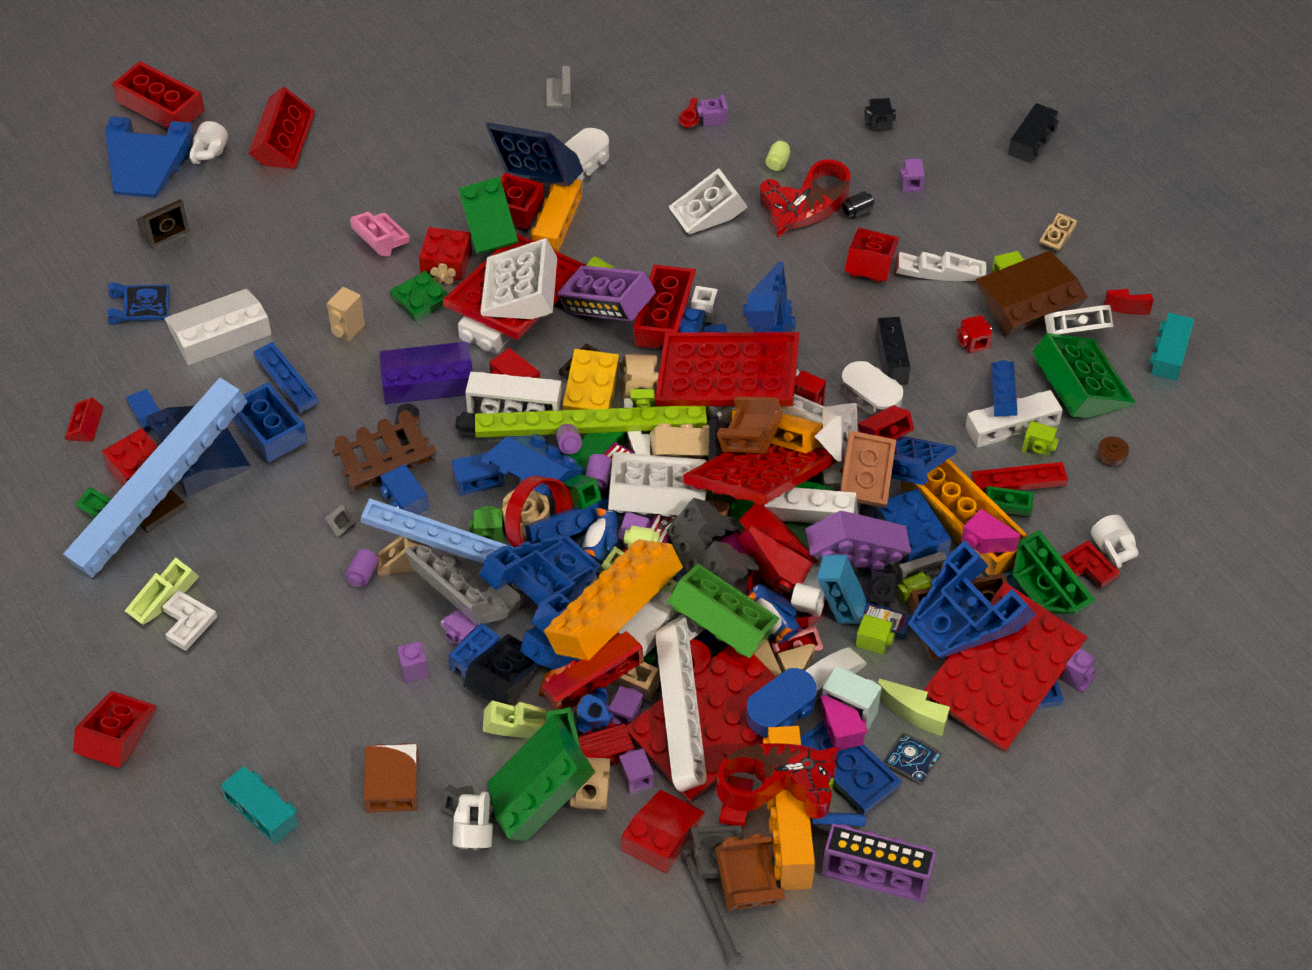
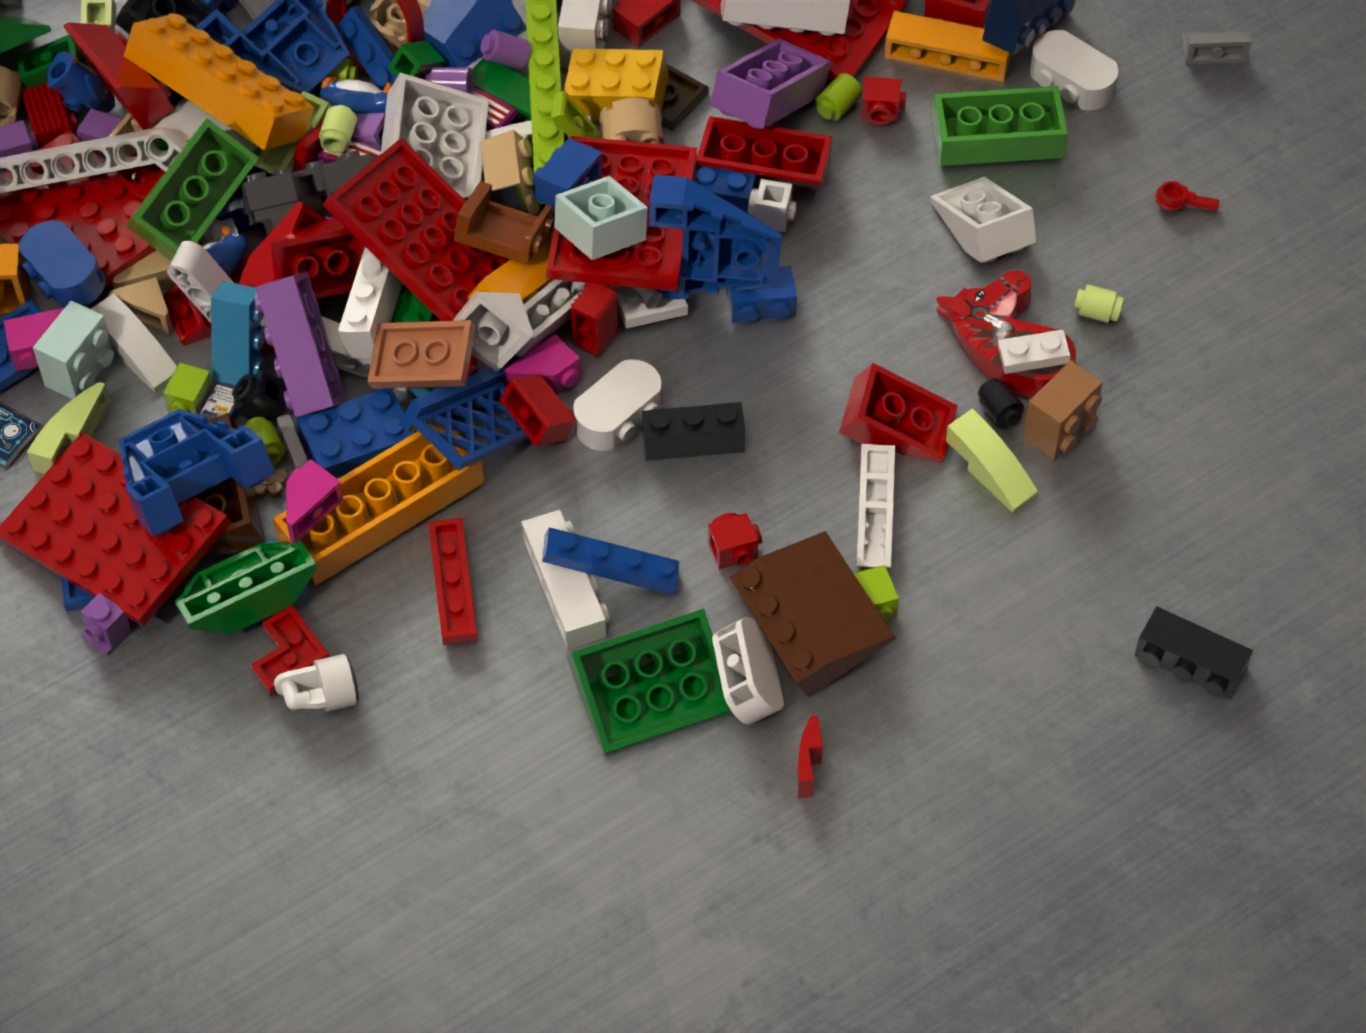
camera: 90 degrees right, 5 degrees up
(606, 248) = (882, 100): none -> red brick
(635, 189) = (999, 126): none -> bright green brick
(707, 388) = (568, 168): none -> blue brick
(713, 111) = (1188, 218): medium lavender brick -> none
(756, 361) = (600, 217): none -> light aqua brick
(831, 176) = (1033, 351): none -> white plate
(872, 170) = (1062, 411): none -> medium nougat brick
(879, 114) = (1209, 438): black brick -> none
(902, 211) = (991, 460): none -> yellowish green slope
(912, 175) = (1073, 476): medium lavender brick -> none
(1011, 500) = (405, 562): green brick -> none
(1040, 439) = (523, 609): lime brick -> none
(1058, 232) = (961, 675): tan slope -> none
(1113, 451) = (501, 707): reddish brown wheel -> none
(1171, 346) = (713, 810): teal brick -> none

